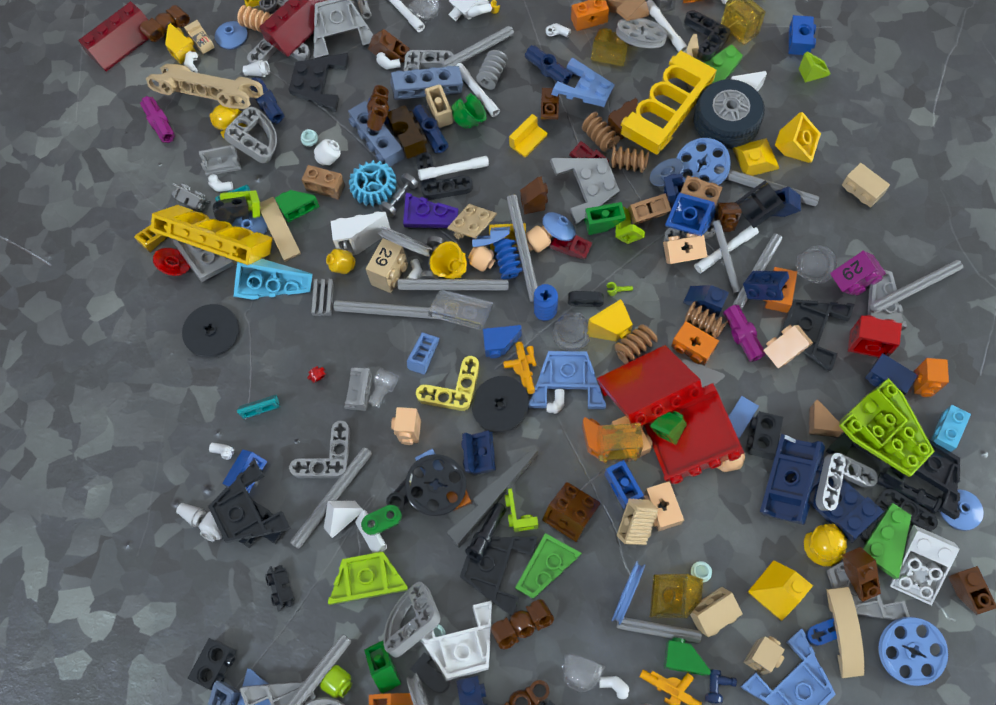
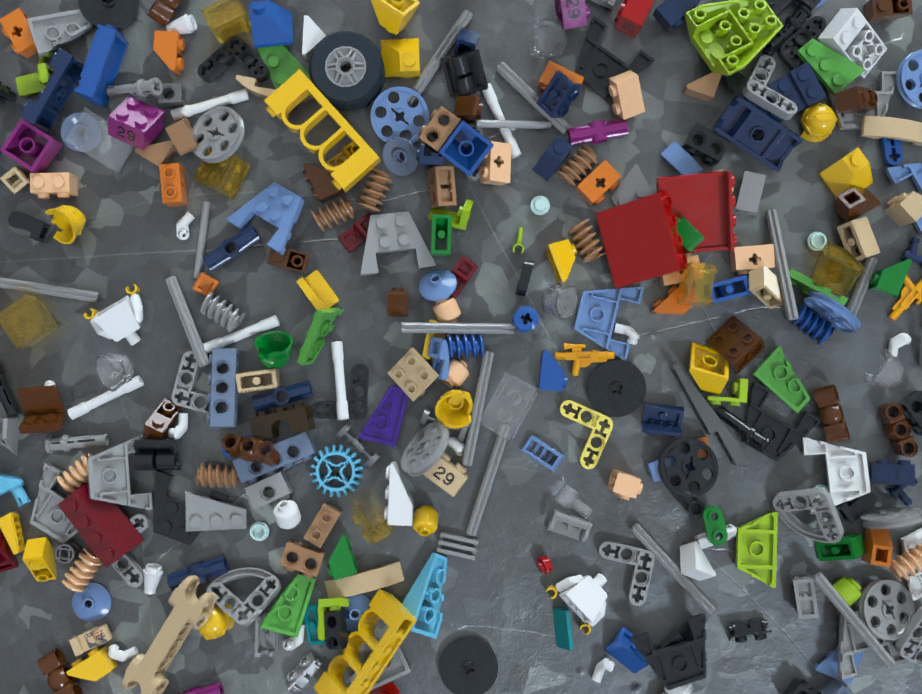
camera: 85 degrees left, 20 degrees up
(245, 171) = (290, 608): none -> bright green wing
(290, 415) = (584, 597): none -> white torso
(292, 174) = (303, 552): none -> medium nougat brick
(316, 96) = (210, 514): none -> light grey wing
(320, 638) = (805, 597): none -> light grey hinge
(327, 212) = (370, 533): none -> clear yellow bracket
(340, 129) = (257, 493): none -> light grey brick
(350, 93) = (217, 476): none -> medium nougat piece
(359, 46) = (156, 455): none -> black plate
(491, 140) = (320, 327): none -> bright green wing
(513, 54) = (205, 284): none -> orange tile
(539, 484) = (708, 368): none -> yellow slope
(551, 45) = (201, 239): none -> light grey bar
(610, 582) = (813, 324): none -> blue piece
(641, 593) = (807, 285): none -> bright green wing
(658, 298) = (540, 205): none -> light aqua plate
(664, 533) = (782, 266): none -> light grey axle
(729, 491) = (750, 193): none -> light grey hinge
(749, 49) = (270, 24): none -> blue slope
(754, 601) = (855, 203): none -> reddish brown slope

